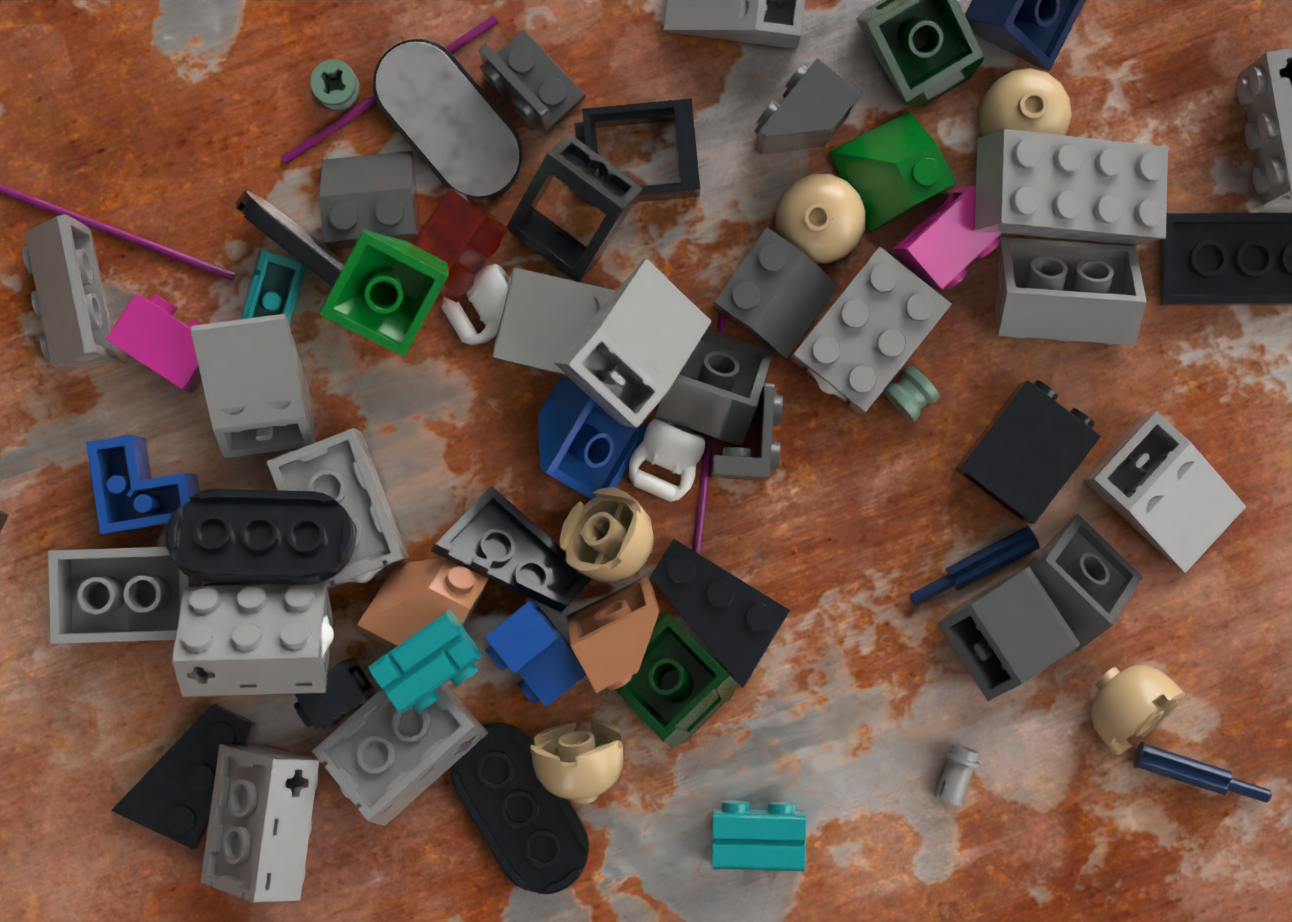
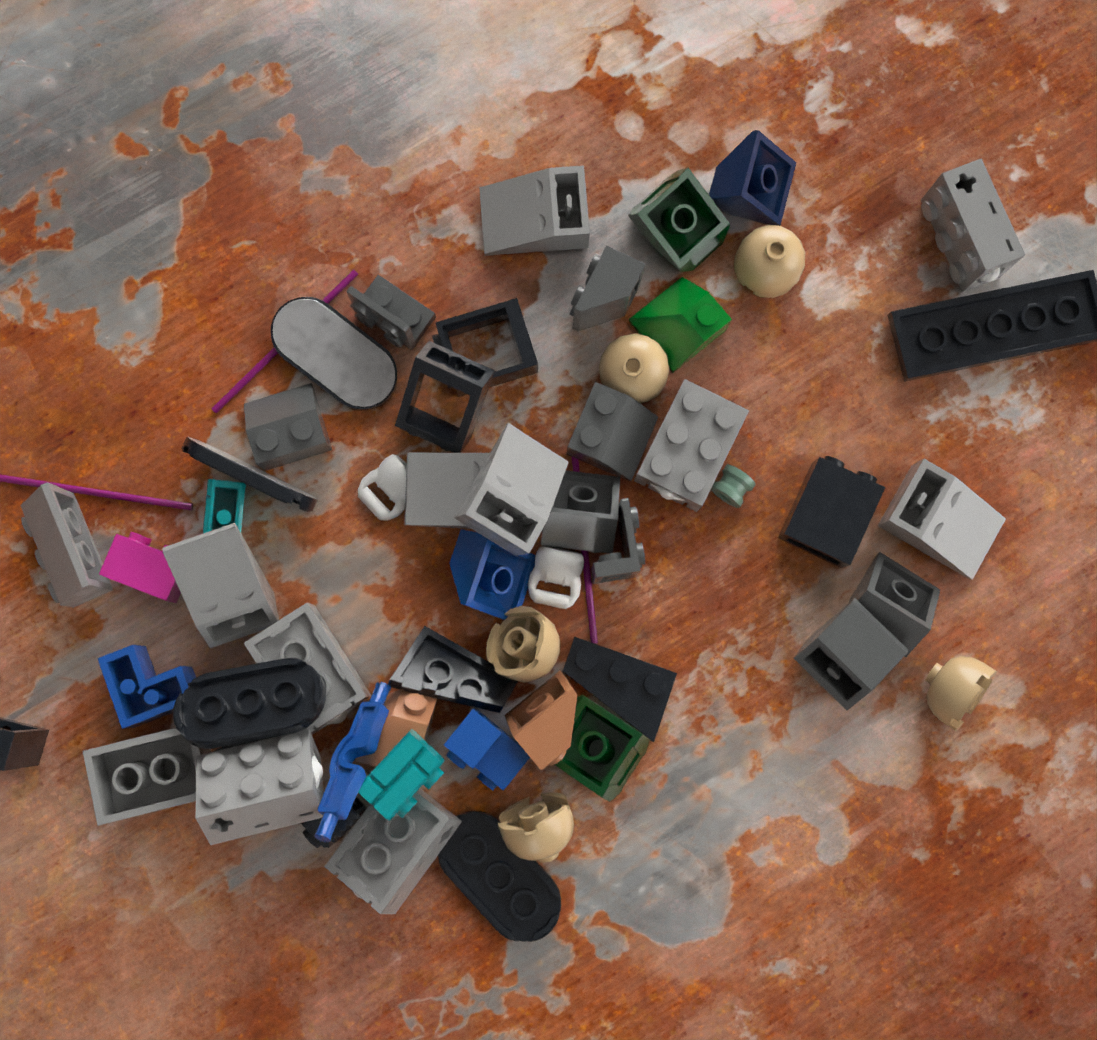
camera: 20 degrees left, 5 degrees down
(178, 789) = (231, 912): black wing -> none
(260, 822) = (294, 934): light grey piece -> none
(343, 91) = (248, 350): sand green wheel -> none
(359, 650) = (348, 777): none -> blue piece
(385, 290) = (310, 488): green slope -> none
(462, 237) = (357, 446): clear red brick -> none
(758, 838) = (692, 858): teal brick -> none
(946, 241) = (737, 362): dark pink brick -> none
(957, 774) = (835, 773): light grey pin -> none
(980, 564) = (815, 606): dark blue axle -> none
(1069, 291) = (834, 385): light grey slope -> none
(1071, 187) = (818, 305): light grey brick -> none
(1195, 772) = (1017, 732): dark blue axle -> none

